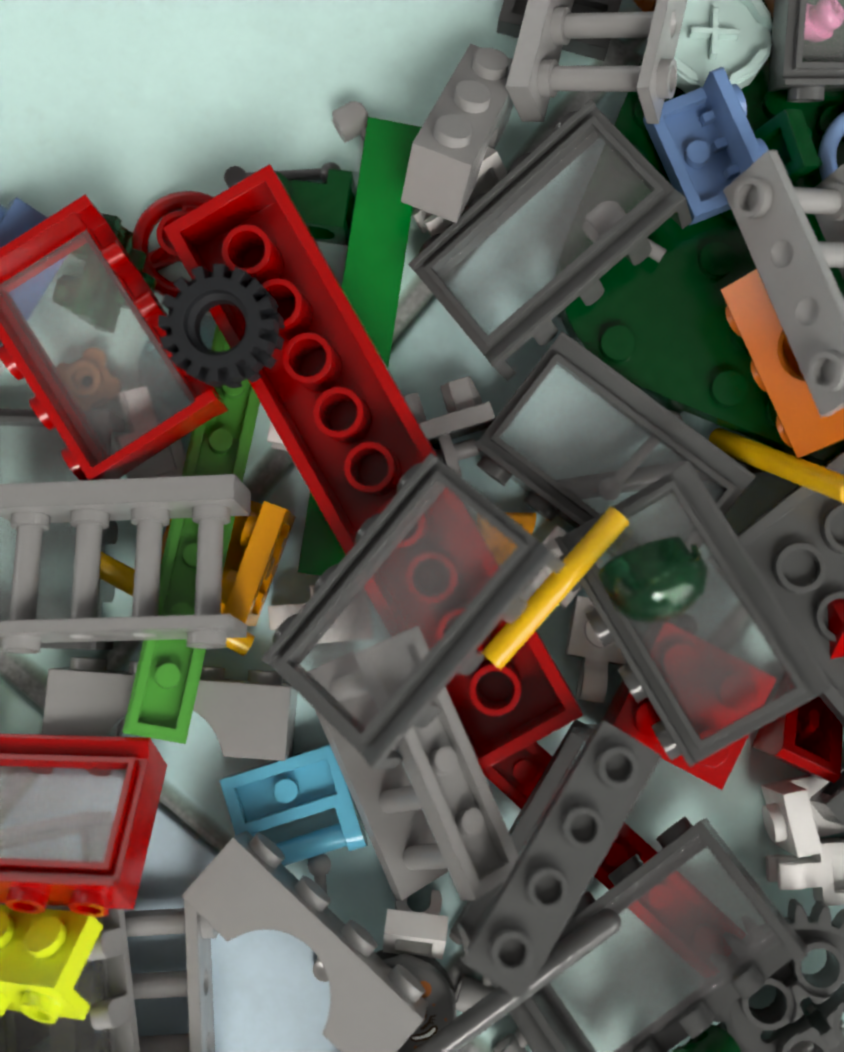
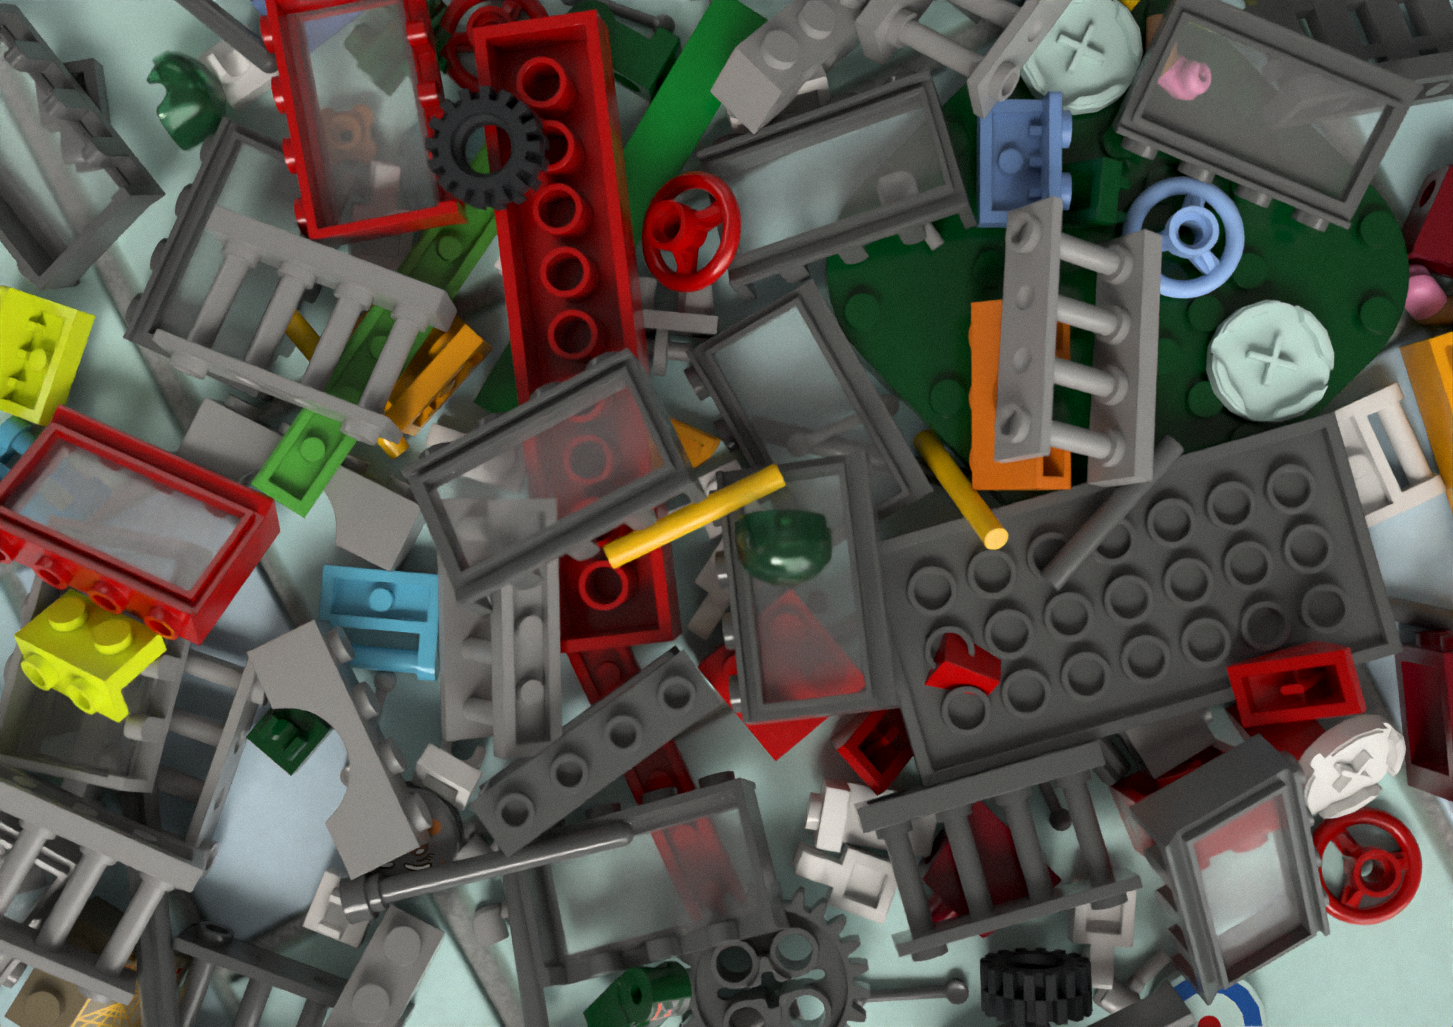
camera: 15 degrees right, 5 degrees up
(250, 959) = (289, 736): none -> dark green tile
(428, 334) = (684, 230): none -> red piece

